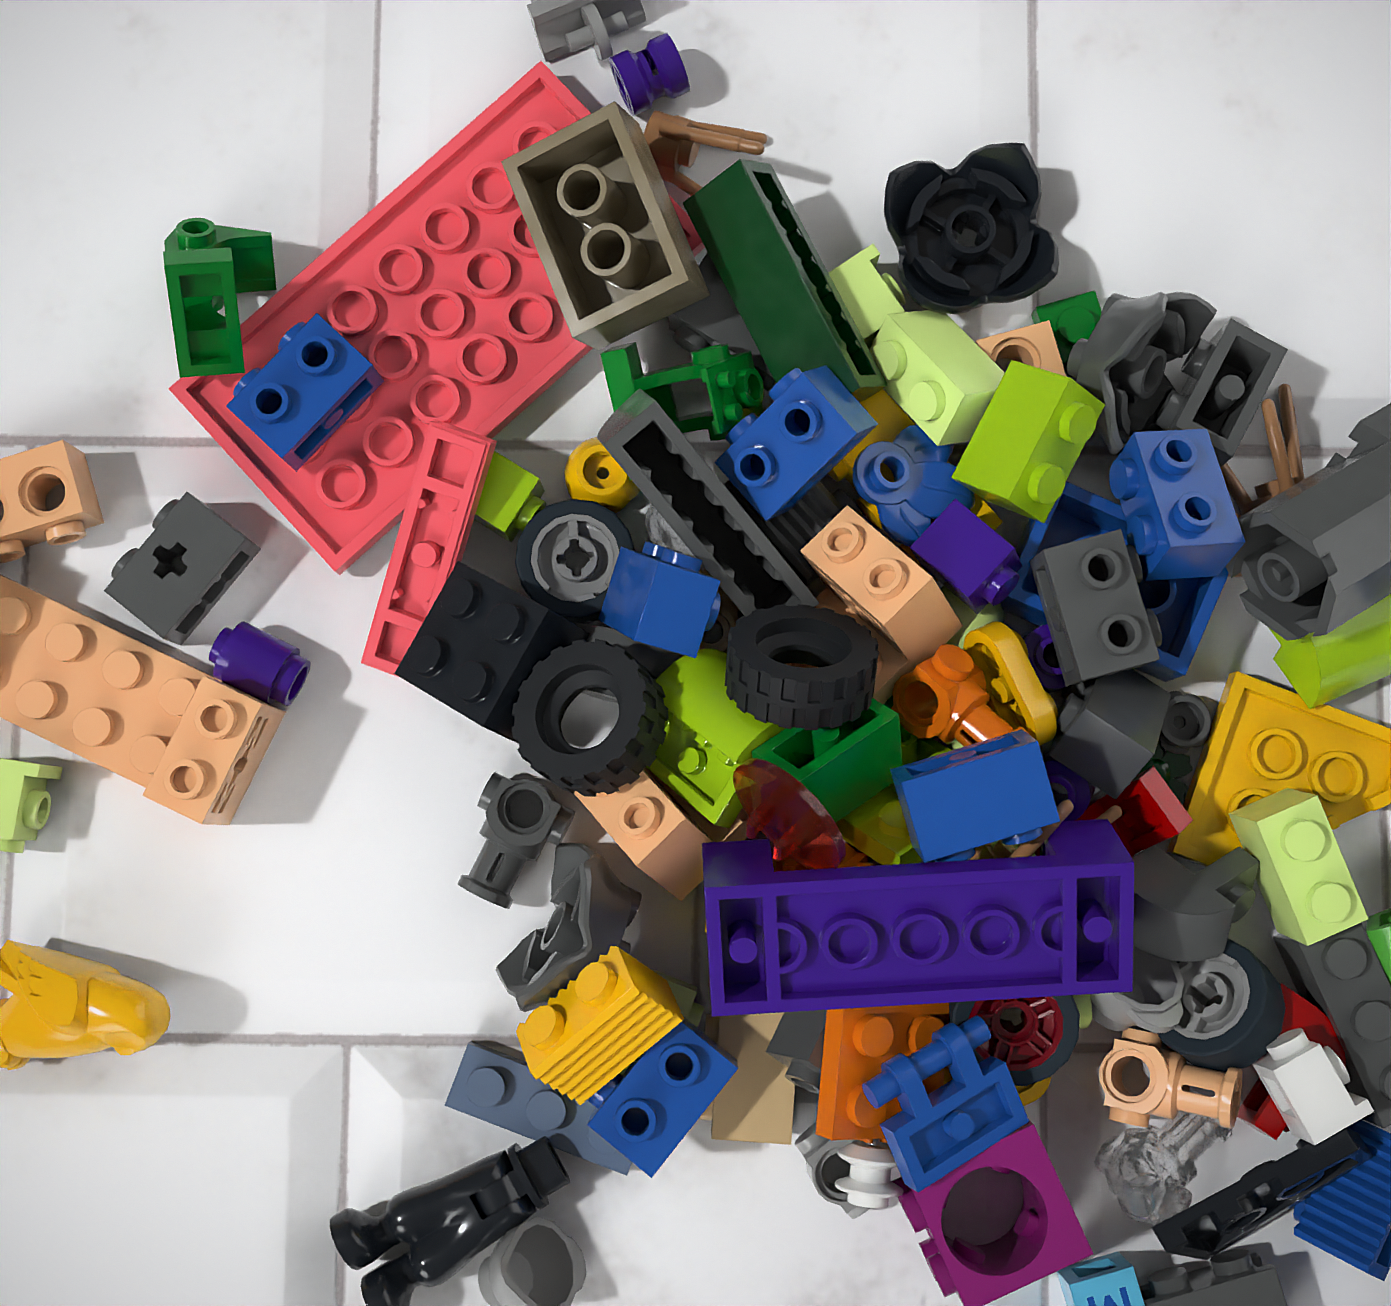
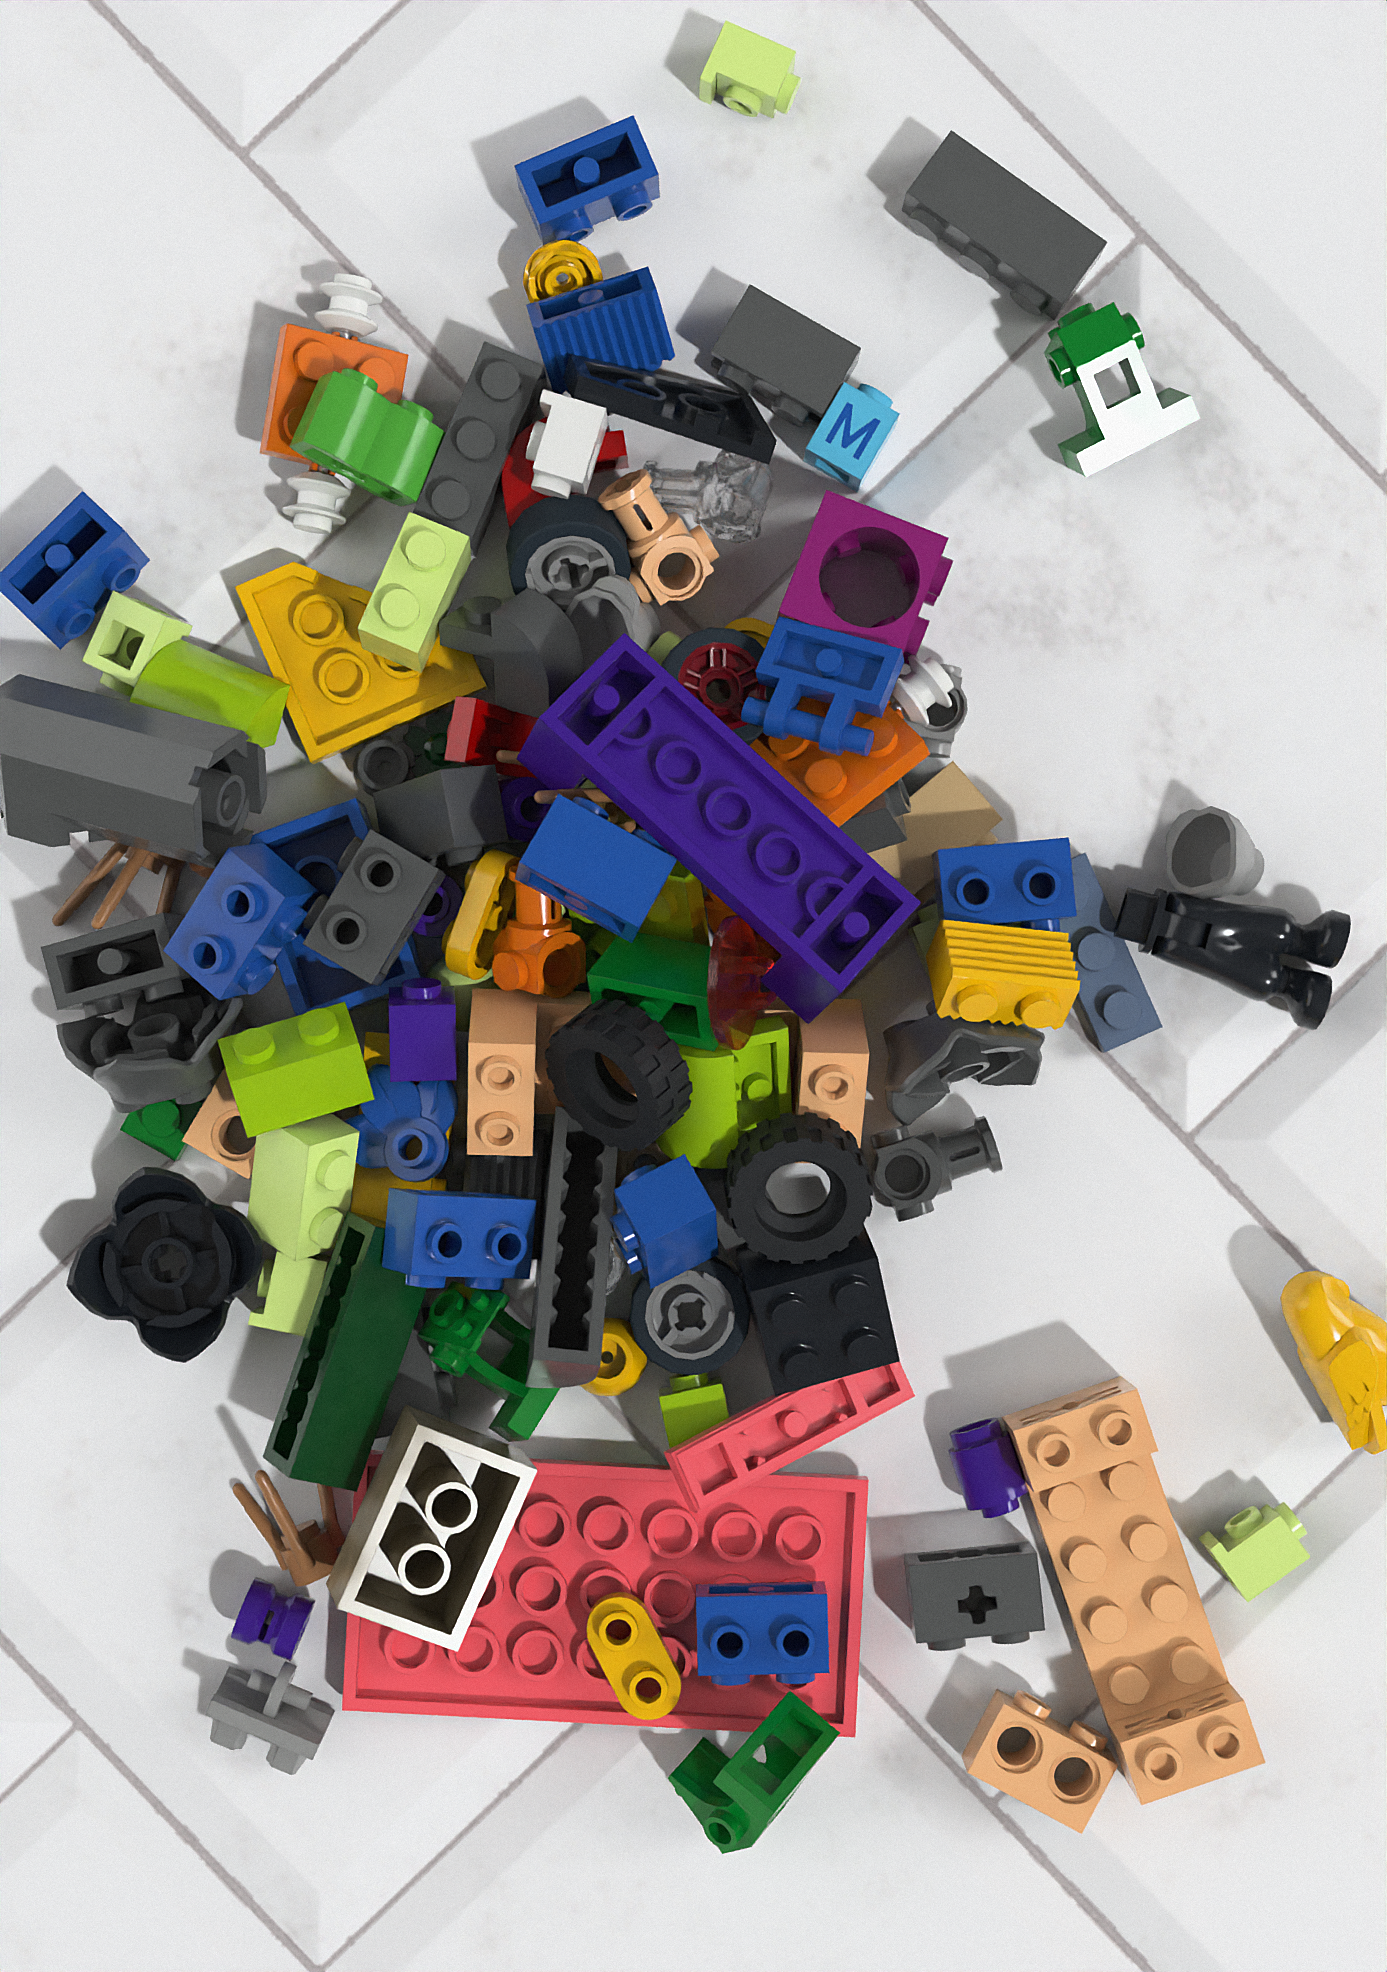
camera: 140 degrees left, 5 degrees up
(374, 289) = (635, 1657): none -> yellow plate

